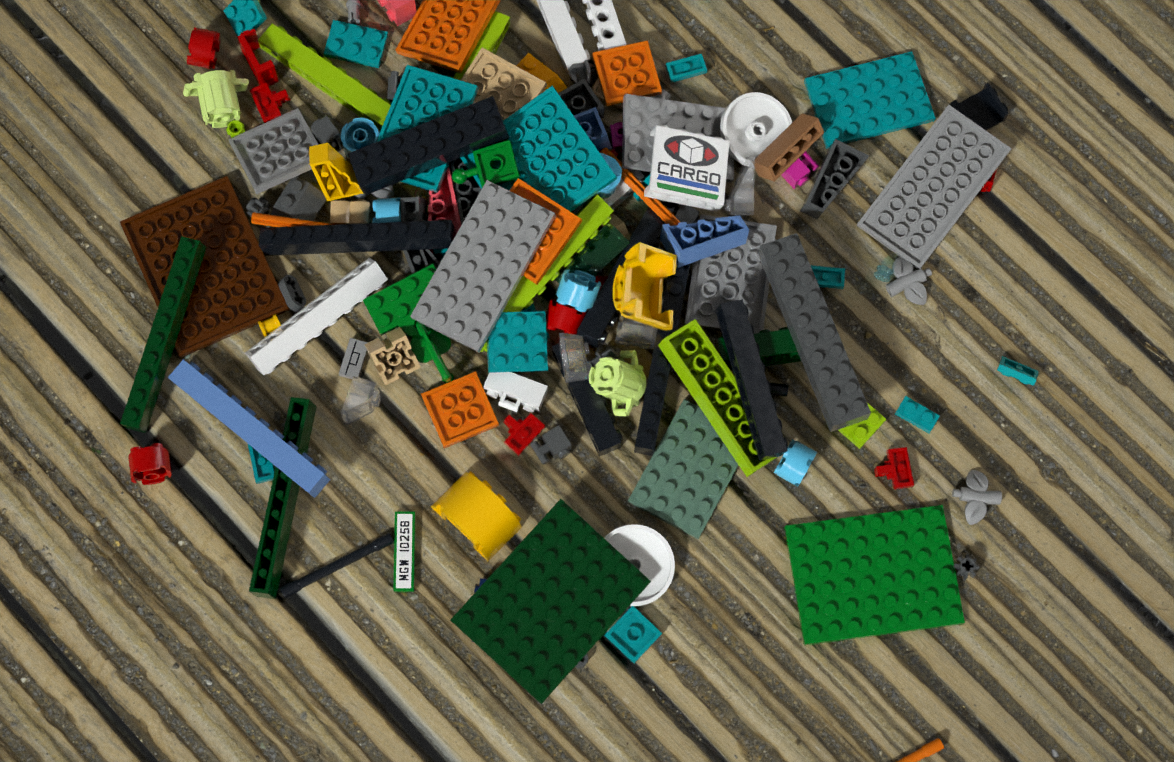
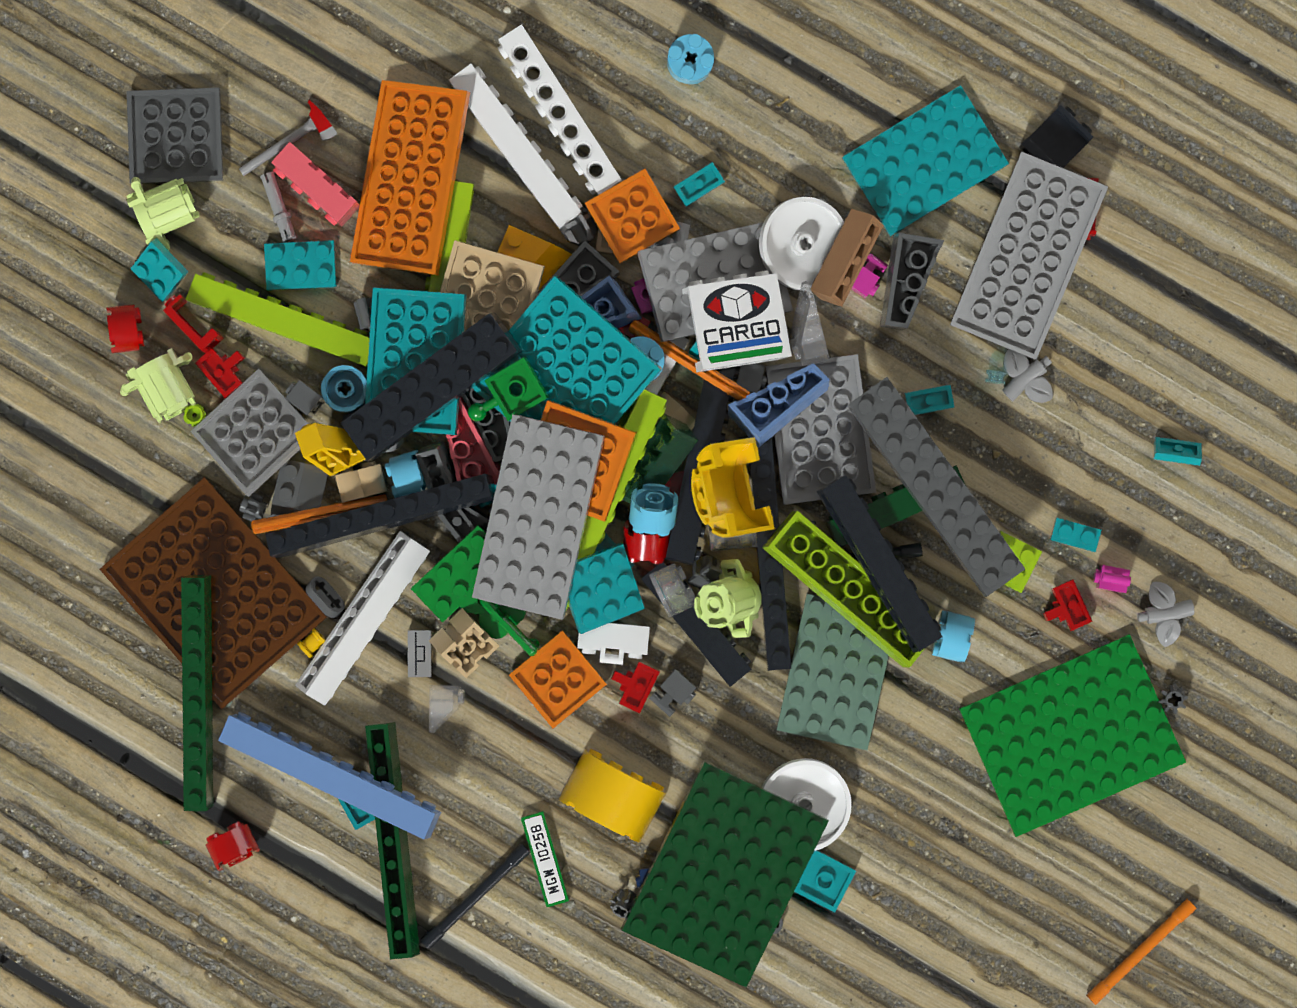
camera: 10 degrees left, 15 degrees up
(456, 602) = (622, 902): none -> dark grey gear
(939, 456) = (1112, 578): none -> dark pink brick

